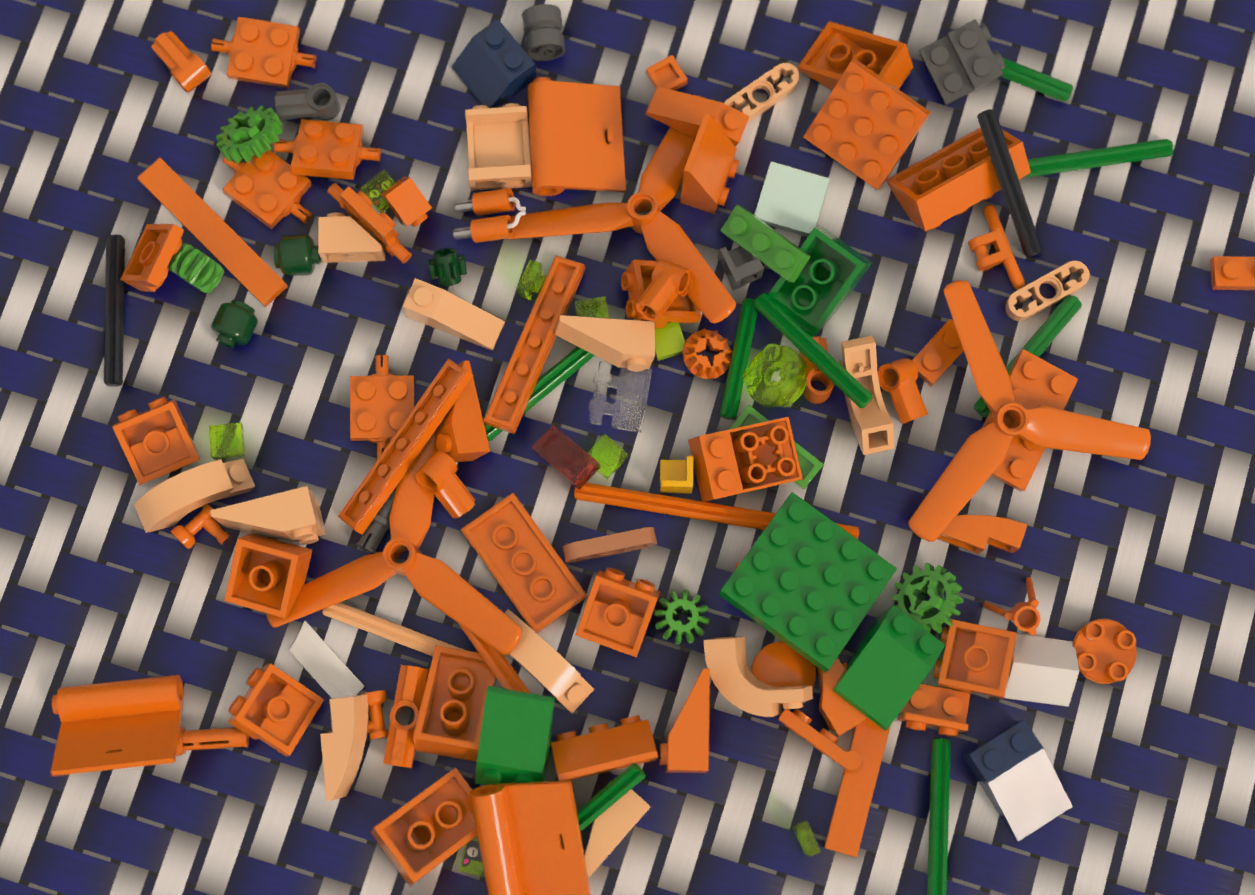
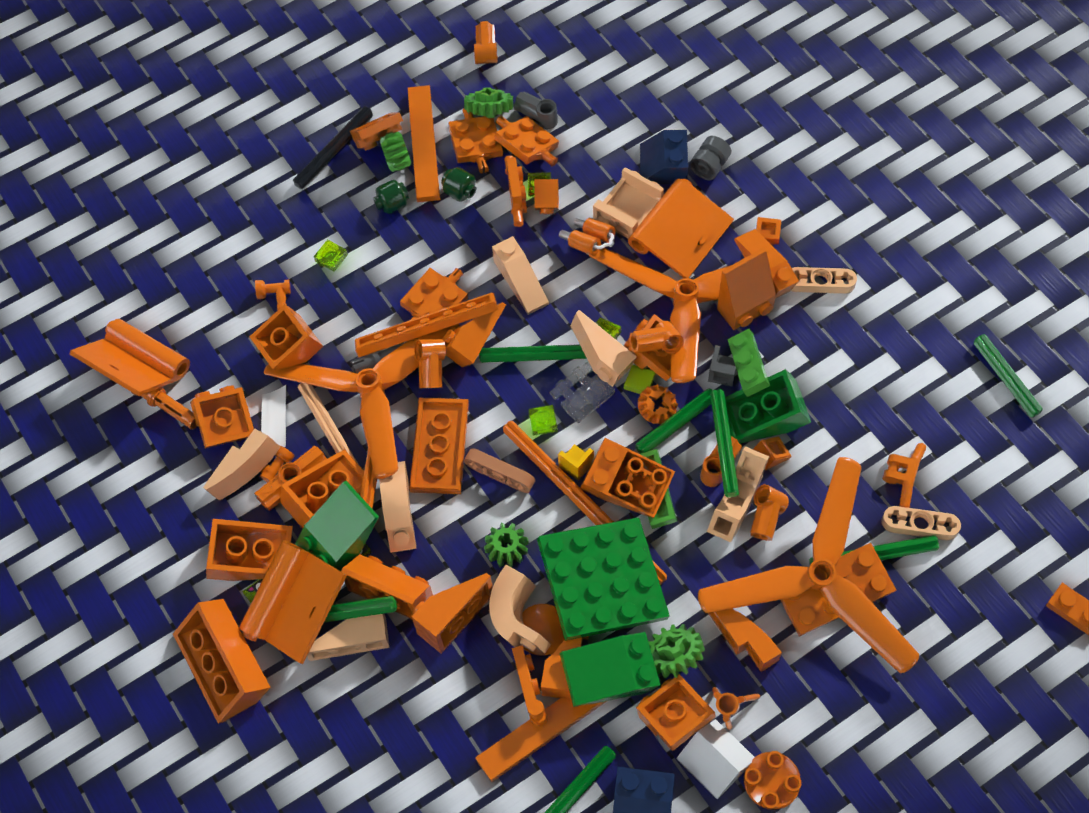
camera: 45 degrees right, 15 degrees down
(155, 440) = (292, 226): orange plate -> none
(191, 489) = (286, 262): light nougat arch -> none
(263, 52) = (536, 69): orange plate -> none
(283, 516) = (322, 311): light nougat slope -> none
(346, 241) = (492, 194): light nougat slope -> none
(447, 266) = (539, 246): dark green gear -> none
(531, 280) = (583, 287): clear neon green plate -> none
(534, 345) = (552, 325): orange tile -> none
(566, 457) = (517, 400): clear red plate -> none
(618, 611) = (470, 512): orange plate -> none
(762, 368) = (697, 436): clear neon green plate -> none
(791, 199) = (791, 351): light aqua tile -> none
(806, 839) = (467, 740): clear neon green tile -> none
(841, 44) = (900, 303): orange slope -> none
(854, 321) = (774, 449): none -> orange slope
(866, 124) = (874, 335): orange plate -> none
(937, 709) = (623, 727): orange bracket -> none
(938, 353) = (805, 510): orange plate -> none
(953, 179) = (916, 412): orange slope -> none
(962, 61) = (973, 343): dark grey plate -> none
(1009, 182) = (943, 431): black axle -> none
(1100, 157) = (1025, 465): green axle -> none

